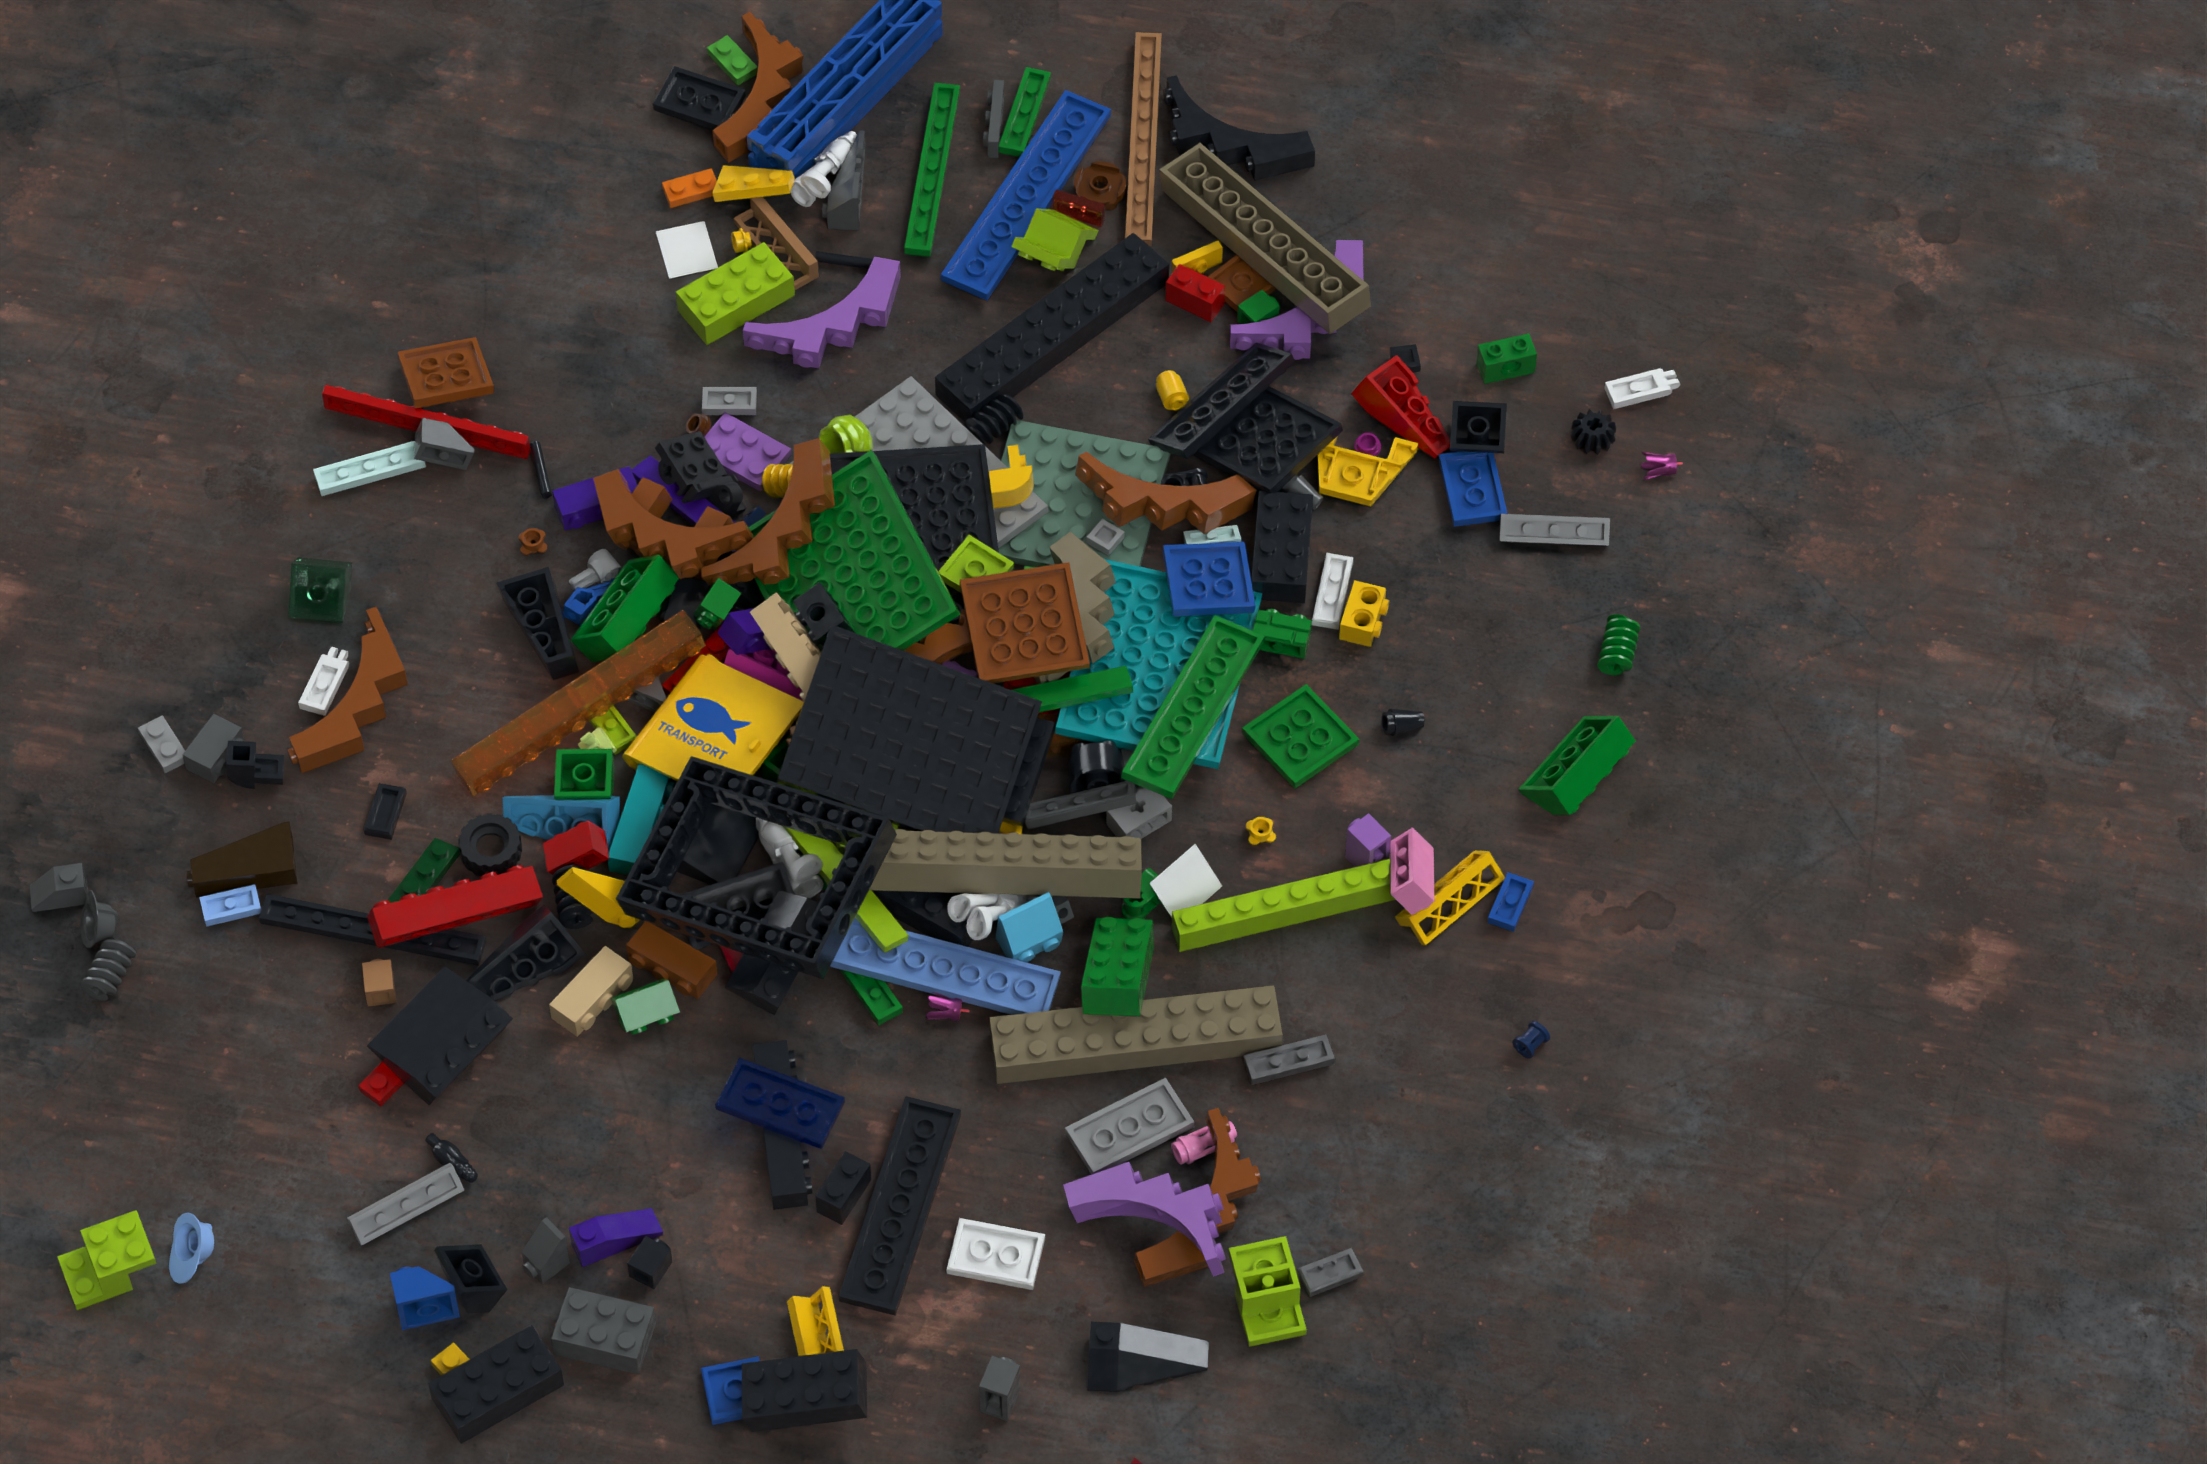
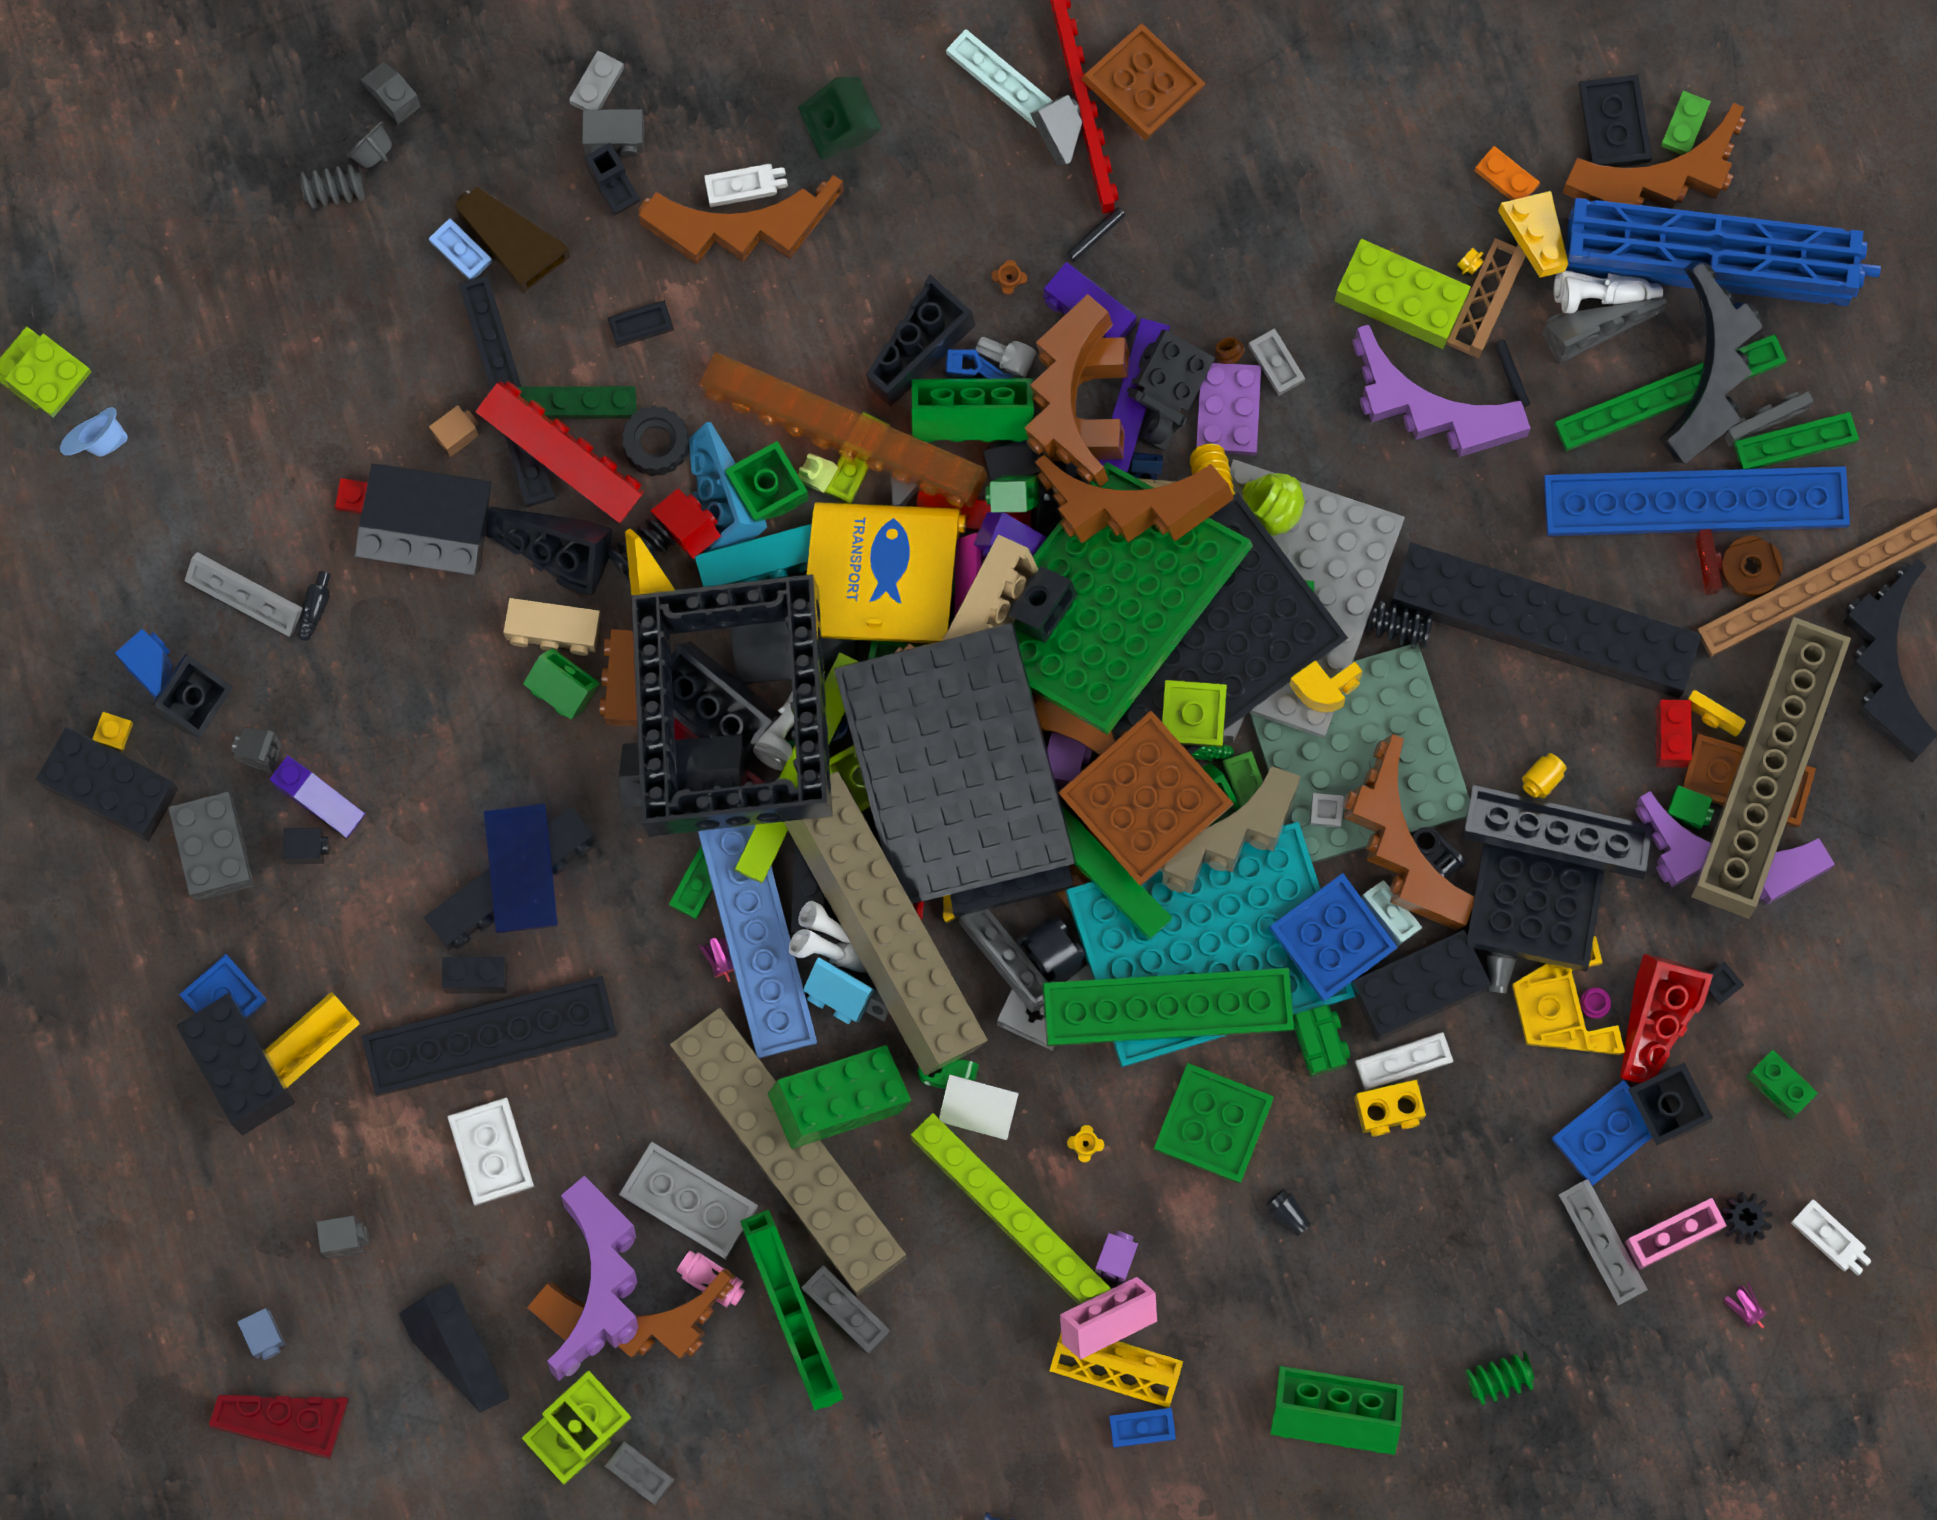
camera: 60 degrees right, 20 degrees up
(686, 249) = (1434, 215): white sticker -> none
(941, 118) = (1723, 369): none -> black arch
(1054, 239) = (1651, 561): lime bracket -> none
(1269, 1092) = (791, 1310): none -> green arch
(1578, 476) = (1675, 1234): none -> bright pink brick

